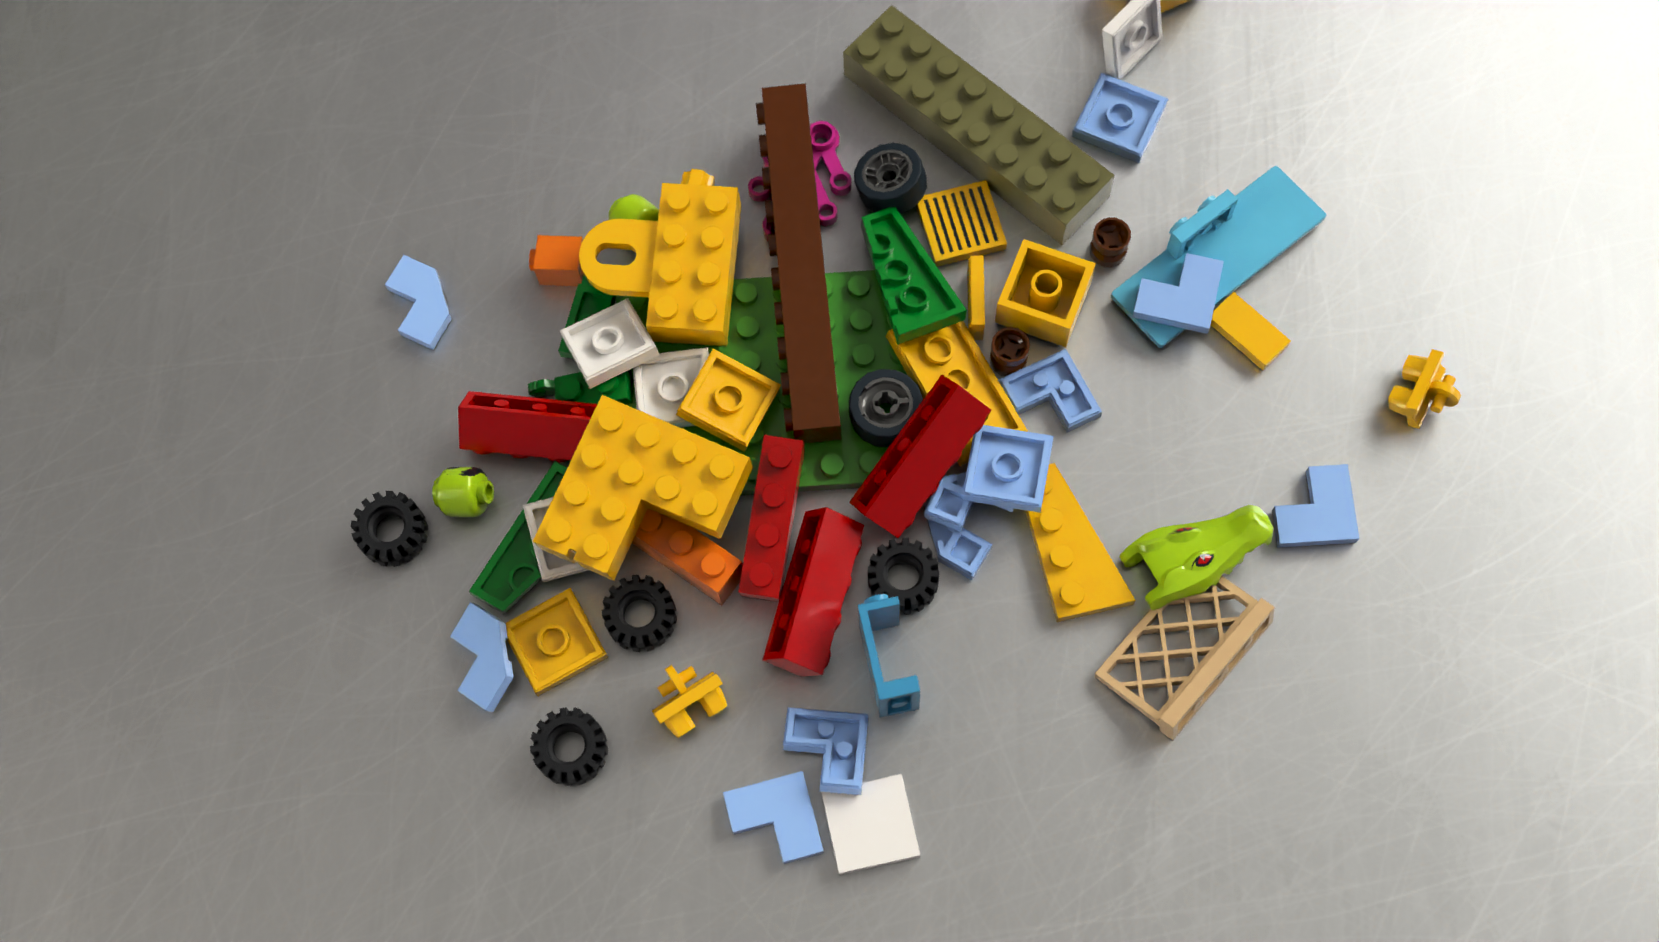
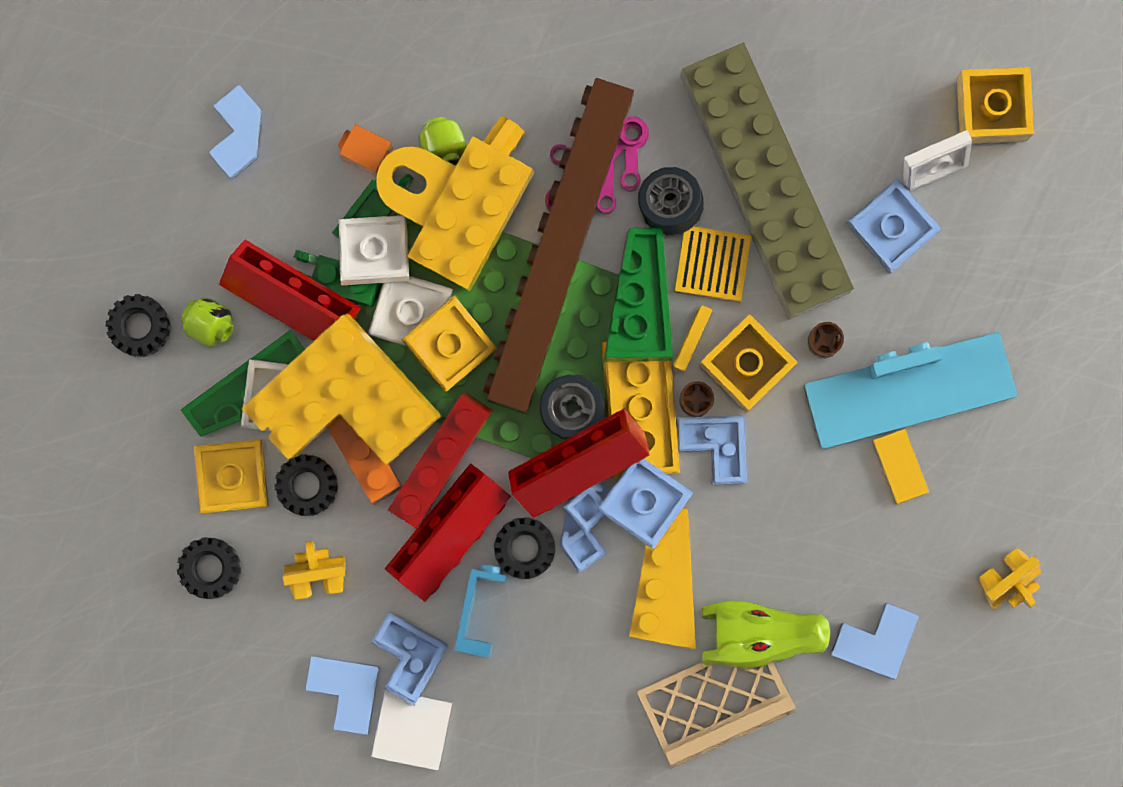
camera: 20 degrees right, 15 degrees up
(491, 670) = (172, 481): light blue tile -> none
(1186, 305) = (863, 424): light blue tile -> none

